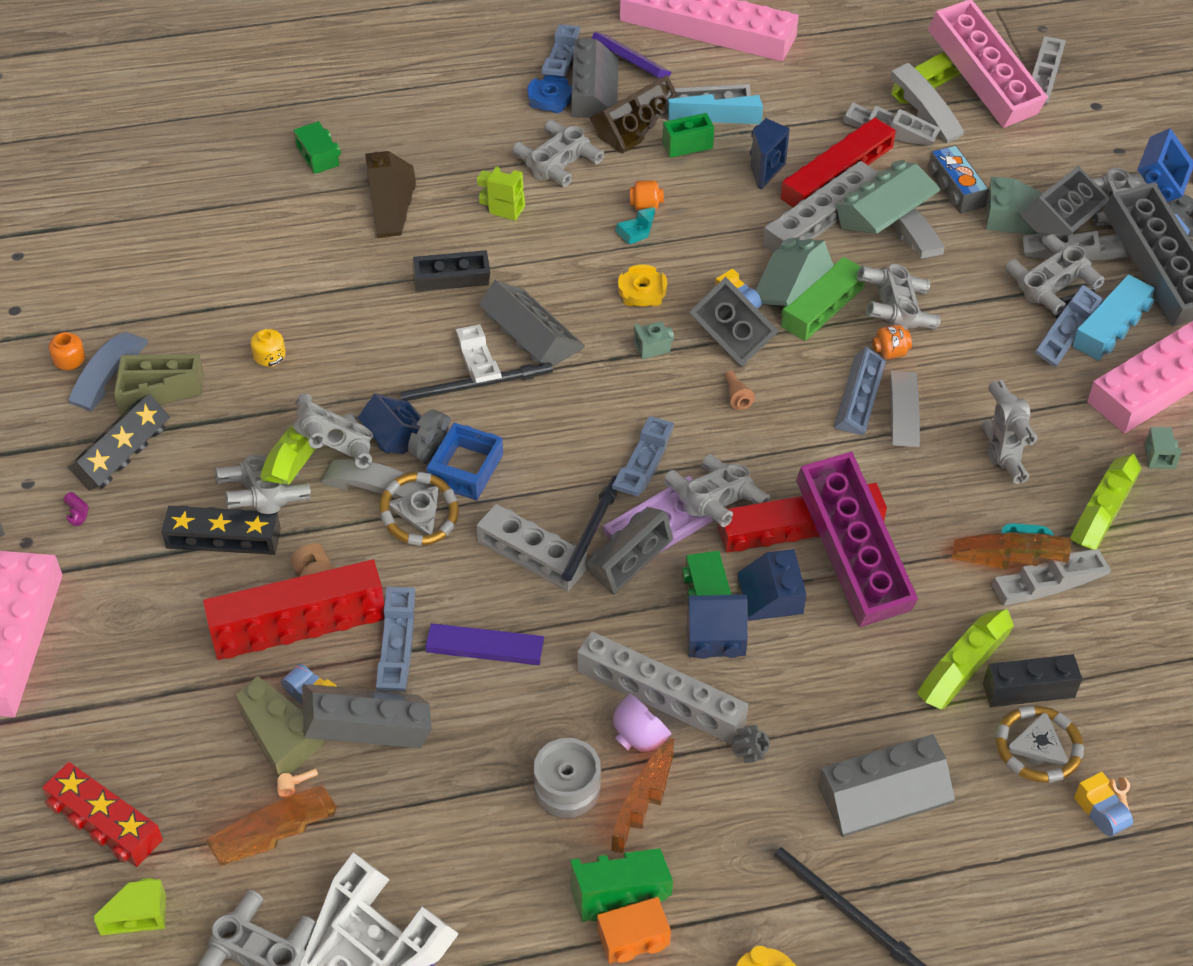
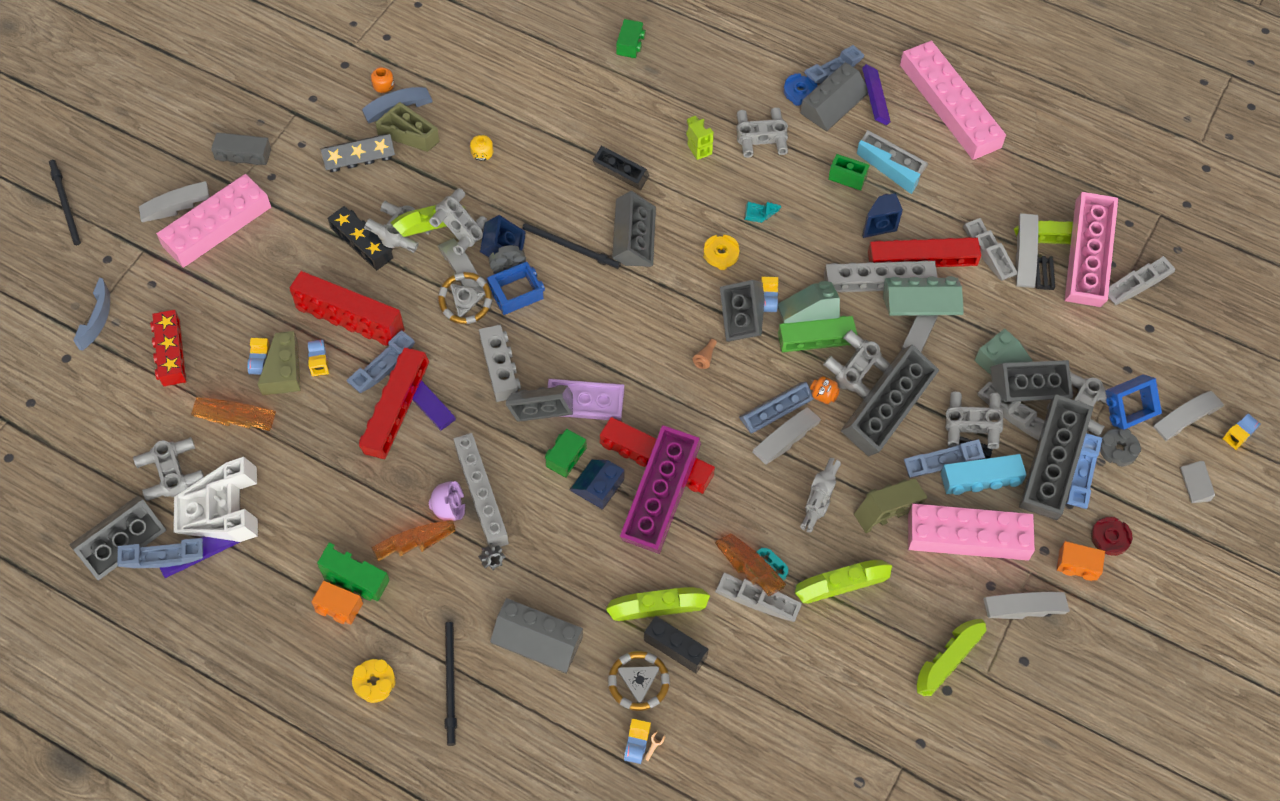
camera: 40 degrees right, 10 degrees up
(78, 510) = (309, 176): magenta arm -> none
(134, 909) = (139, 406): lime slope -> none
(233, 740) = (258, 355): none -> leg
(287, 781) = (261, 397): light nougat hand -> none
(310, 560) = (382, 290): medium nougat wheel -> none
(365, 716) = (322, 389): dark grey slope -> none
(391, 191) = (644, 91): dark brown wedge -> none
(462, 671) = (393, 403): none -> red brick
(476, 354) = (585, 231): white slope -> none
(567, 777) = (384, 500): light grey wheel -> none
(606, 497) = (567, 364): black bar -> none
(631, 118) = (830, 137): dark brown wedge -> none
(645, 458) = (609, 358): sand blue slope -> none
(646, 195) = (783, 195): orange head -> none
(652, 339) = (690, 288): sand green brick -> none
(716, 490) = (623, 404): light grey piece -> none
(717, 626) = (540, 481): dark blue slope -> none
(958, 179) = (988, 314): brick -> none
(966, 308) = (890, 400): none -> dark grey brick
(967, 119) = (1045, 286): none -> black tile
(1068, 402) = (889, 502): none -> olive wedge
(1162, 448) = (914, 575): sand green brick -> none

